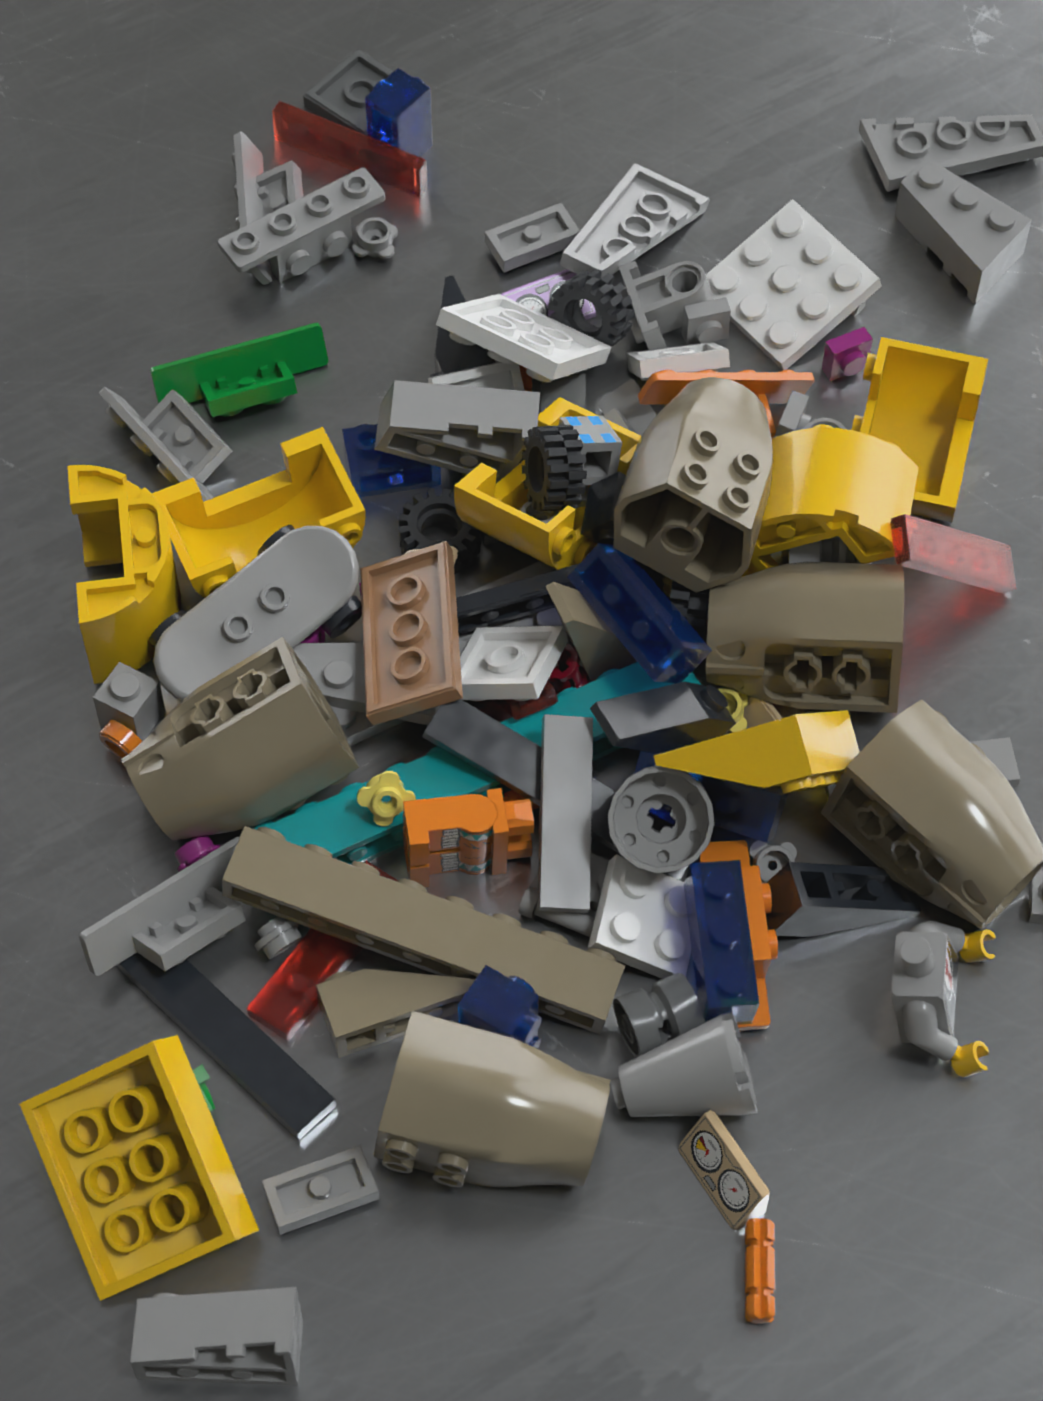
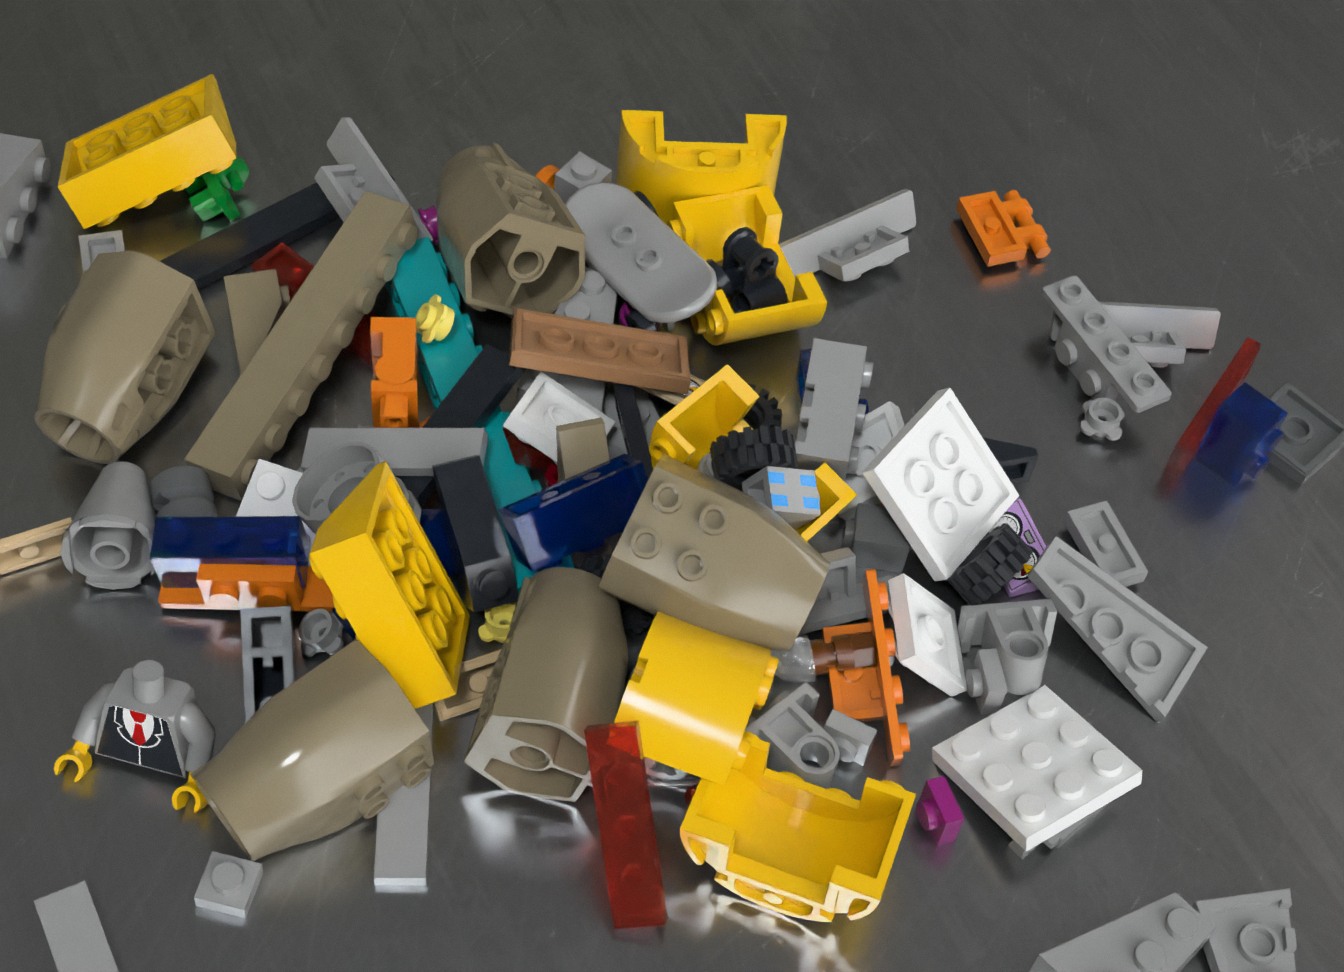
camera: 90 degrees right, 5 degrees down
(137, 318) = (994, 230): none -> orange plate
(244, 372) = (932, 299): green bracket -> none
(258, 516) = (751, 272): none -> black piece
(502, 1007) = (200, 378): clear blue brick -> none

